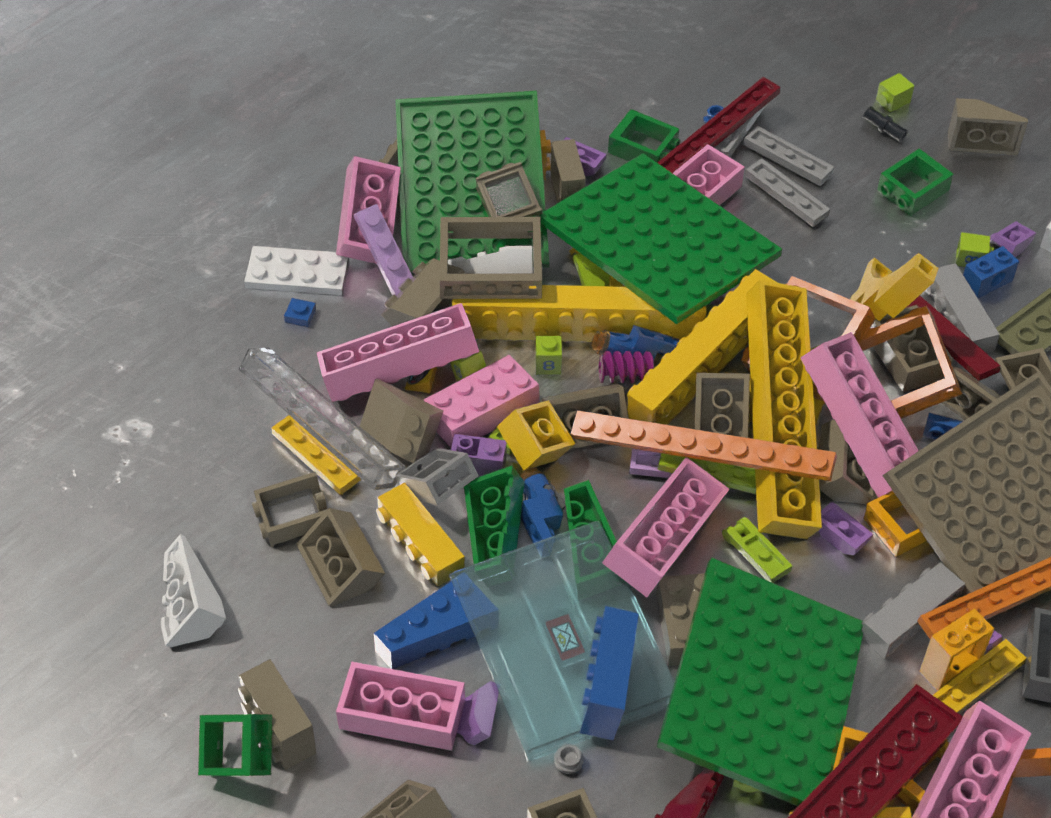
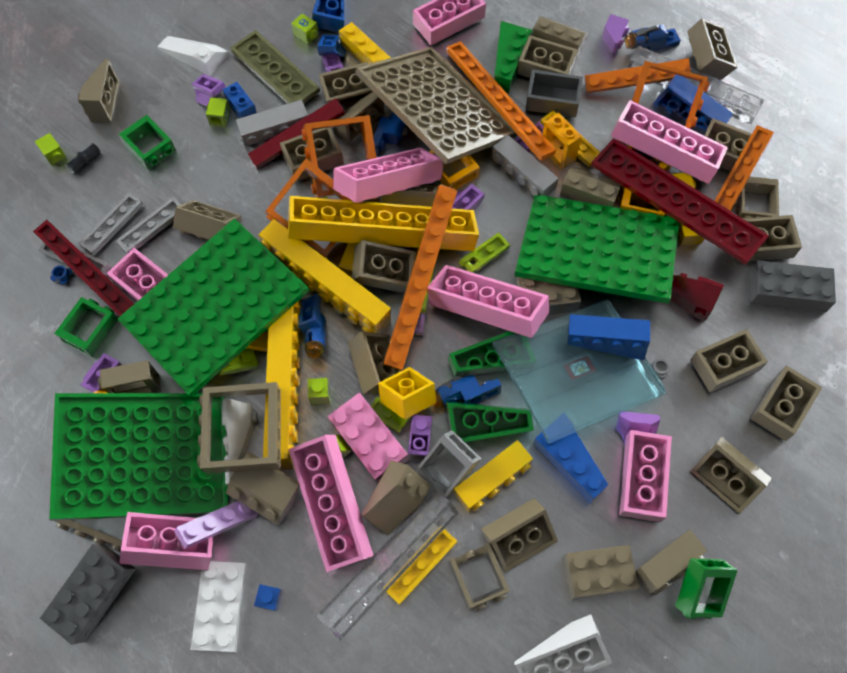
camera: 90 degrees left, 15 degrees up
(281, 634) = (600, 572): none -> dark tan brick
(318, 153) = (87, 594): none -> dark grey brick
(507, 192) = (168, 419): window -> none
(624, 365) = (336, 332): magenta piece -> none
(802, 242) = (202, 219): none -> dark tan slope
(880, 689) = (589, 187): none -> dark tan slope
(893, 291) = (291, 142): yellow arch -> none

